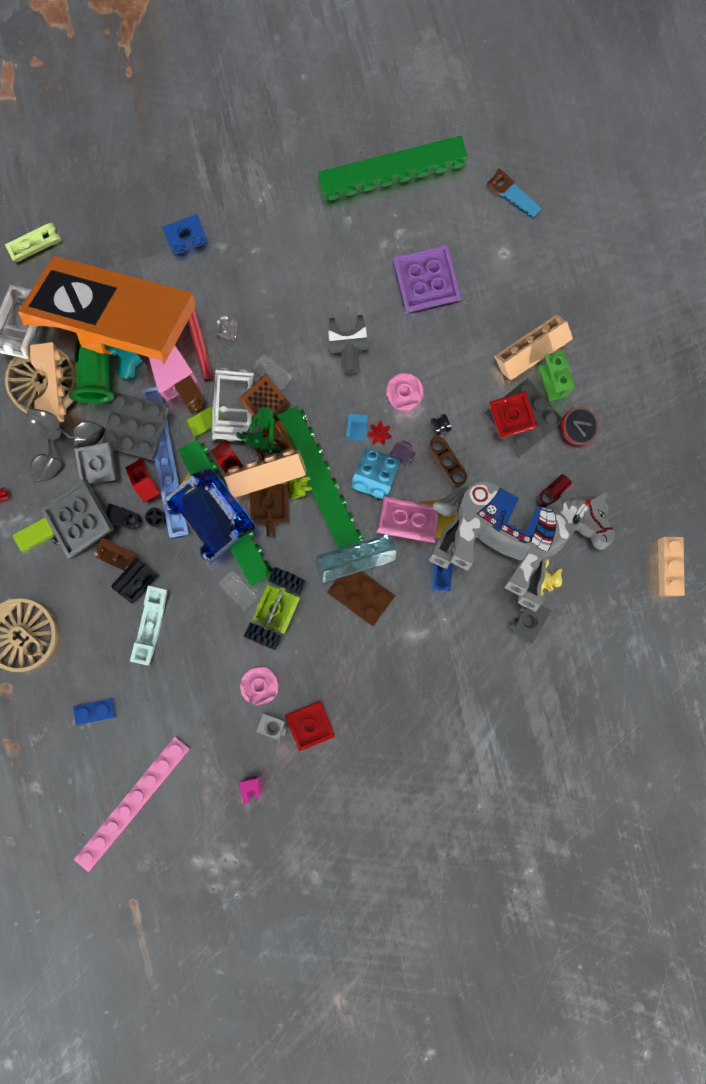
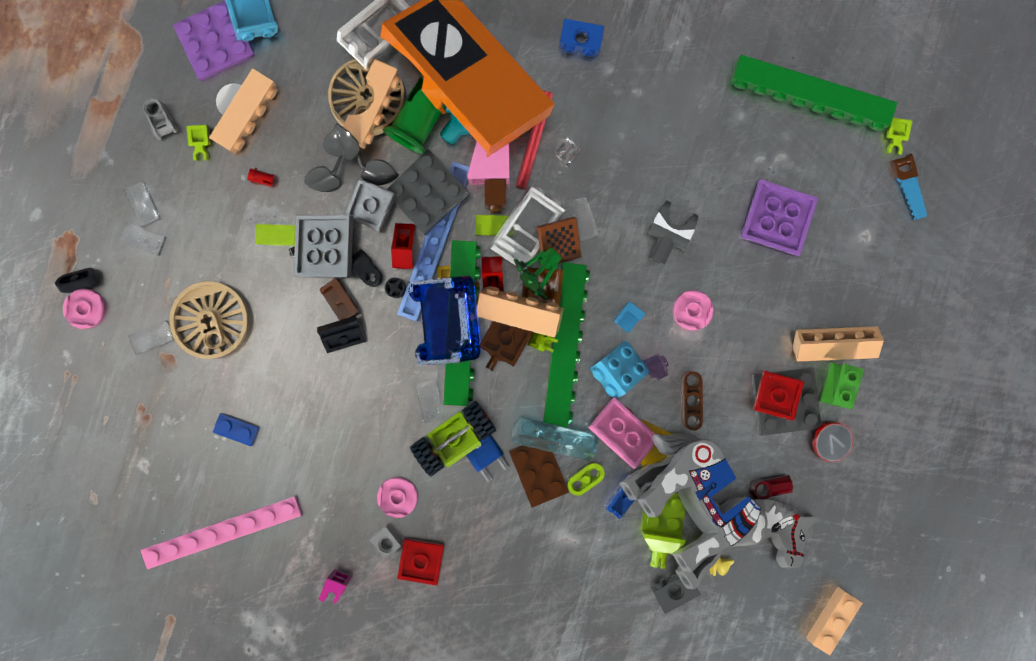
camera: 30 degrees right, 5 degrees up
(149, 626) = (330, 384): light aqua slope -> none
(308, 607) = (485, 455): none -> blue piece
(376, 435) = (645, 339): red plant -> none
(401, 576) = (587, 480): none -> lime plate
(441, 425) = (707, 362): black wheel -> none
(477, 158) = (898, 131): none -> lime plate
(488, 576) = (665, 531): none -> lime plate

